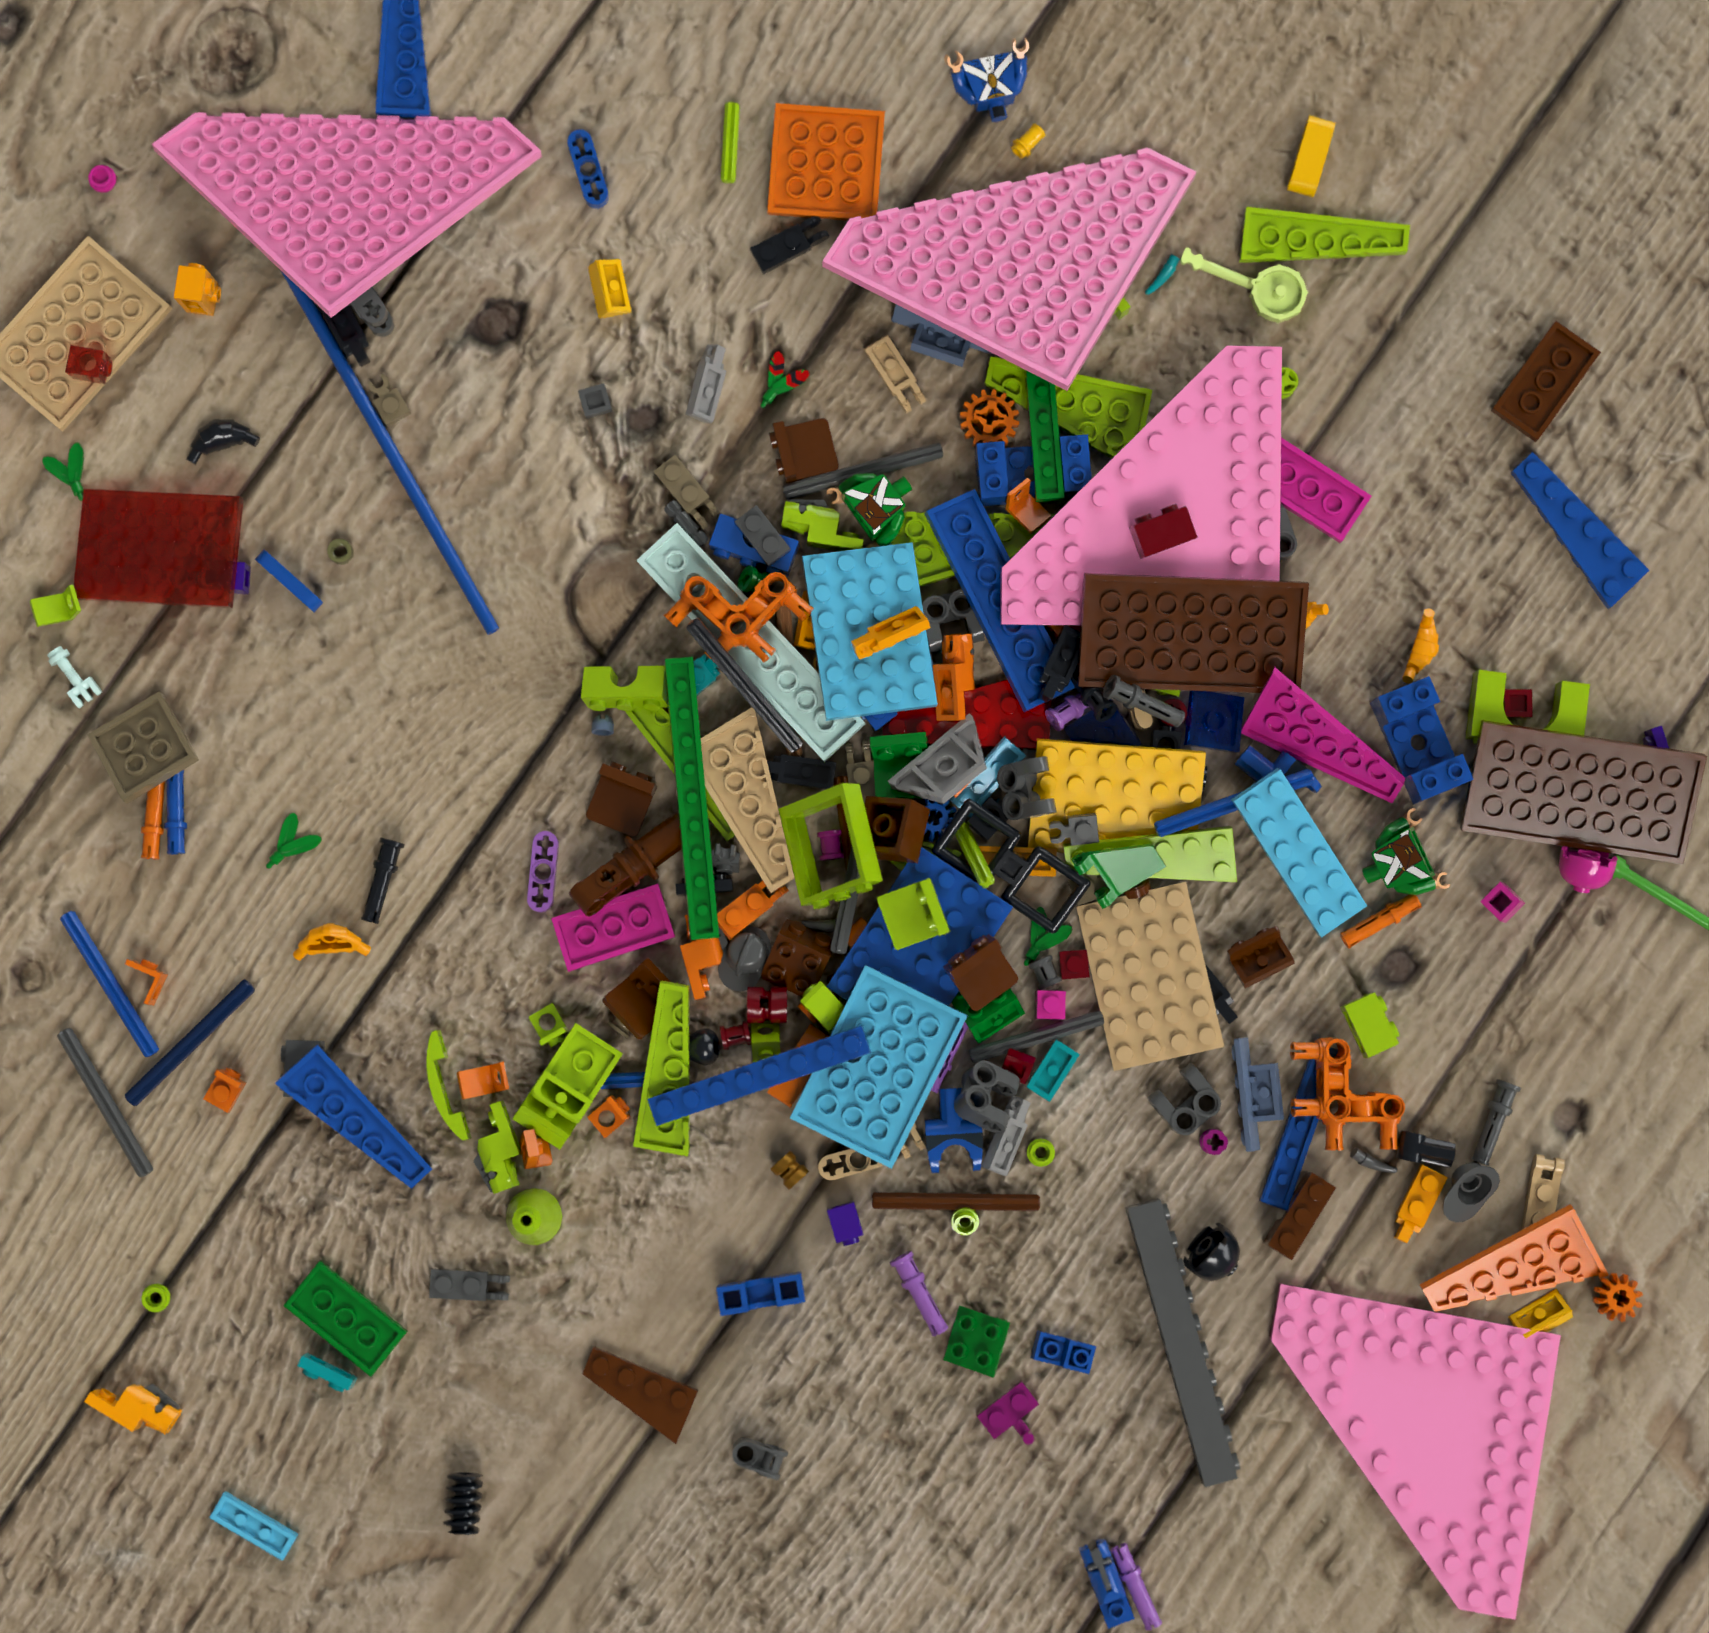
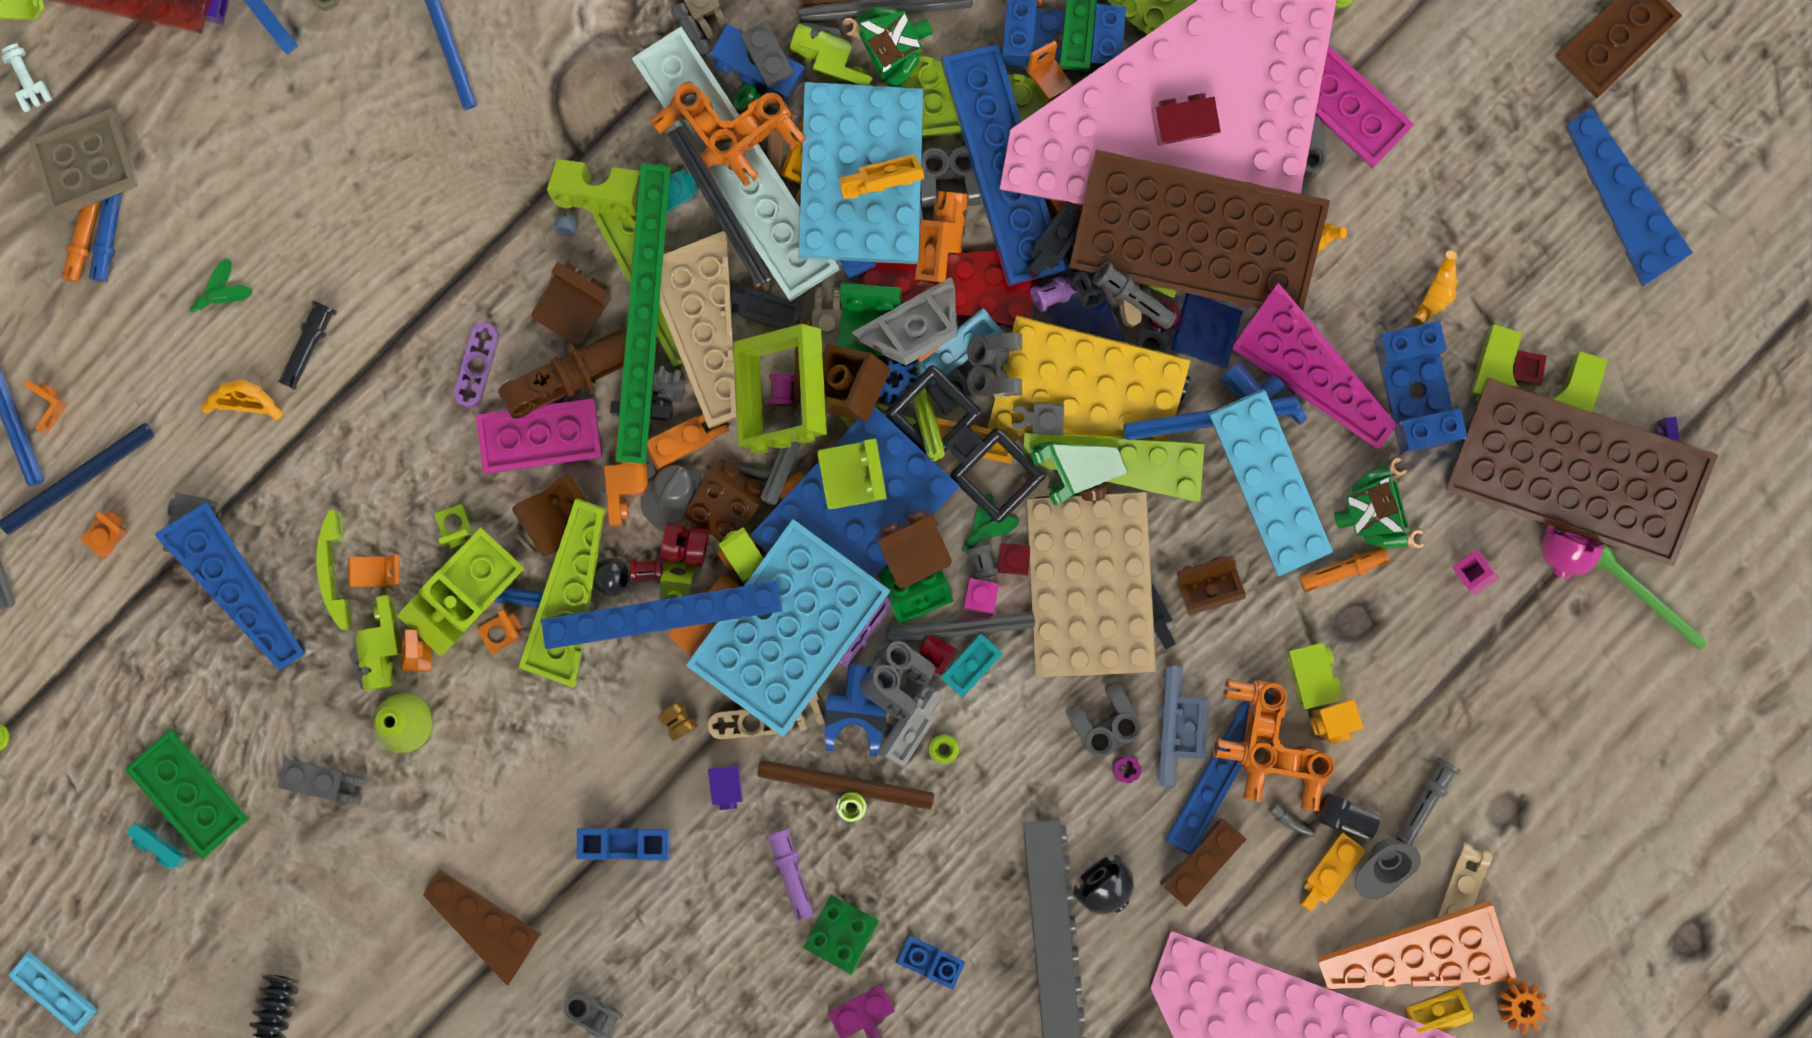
camera: 10 degrees right, 0 degrees up
(1399, 1063) = (1336, 721): none -> light orange brick

